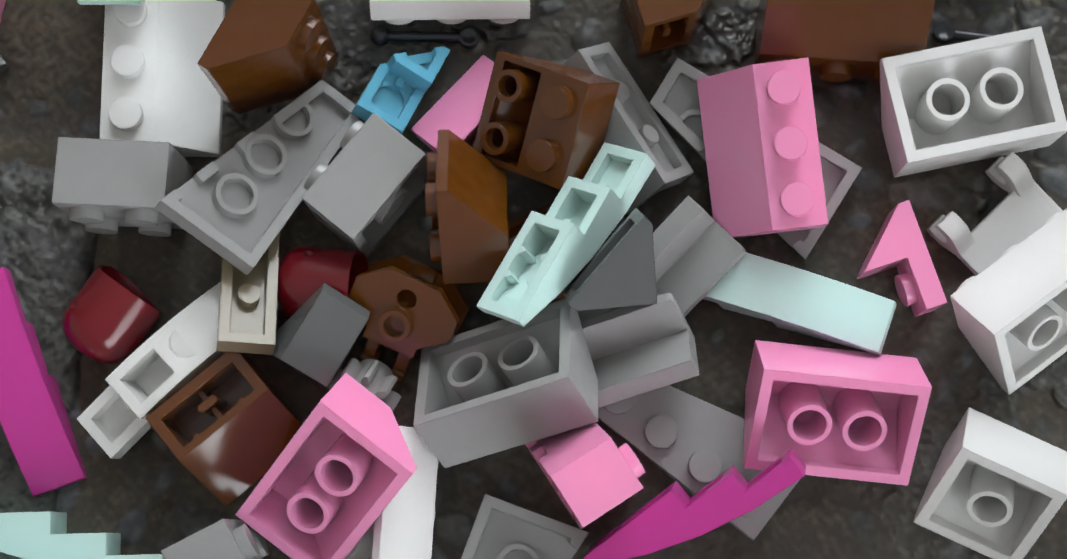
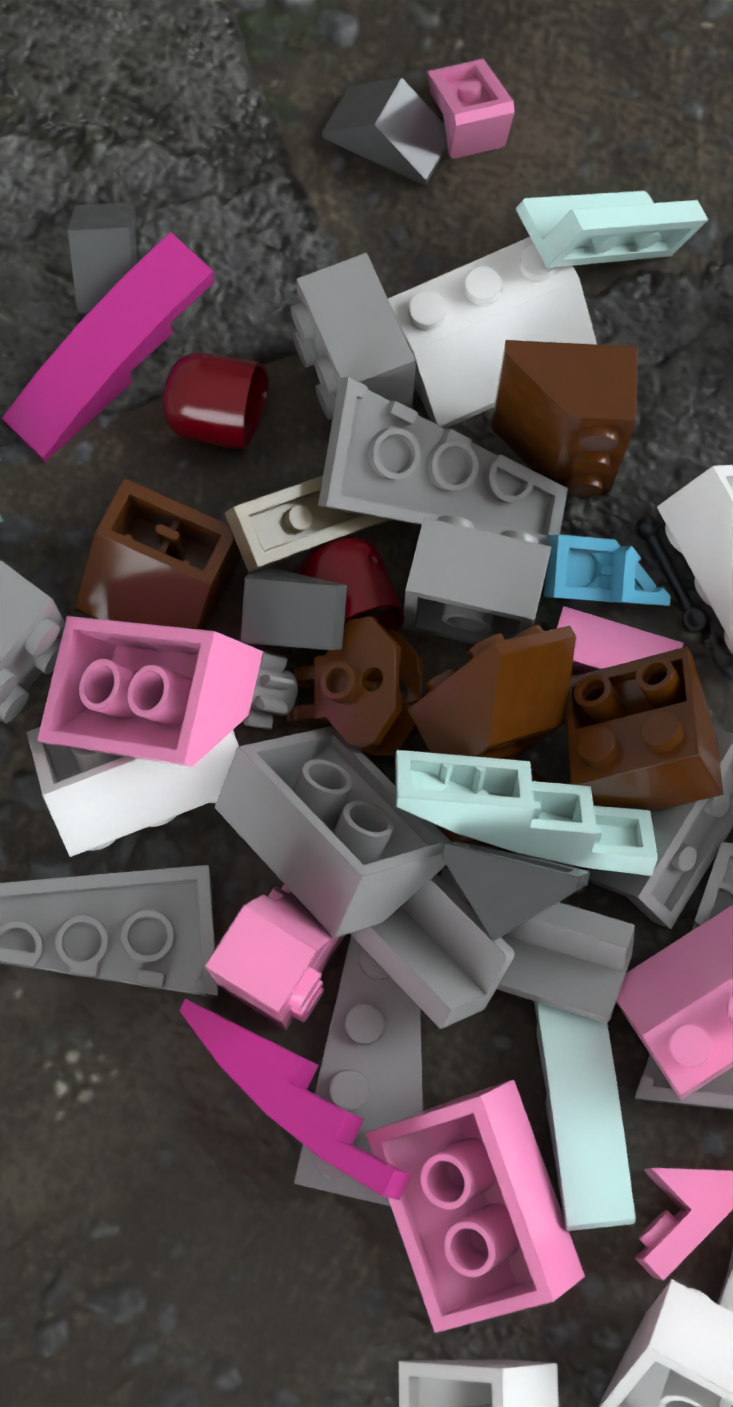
camera: 60 degrees right, 5 degrees down
(153, 375) = (173, 467): white slope -> none

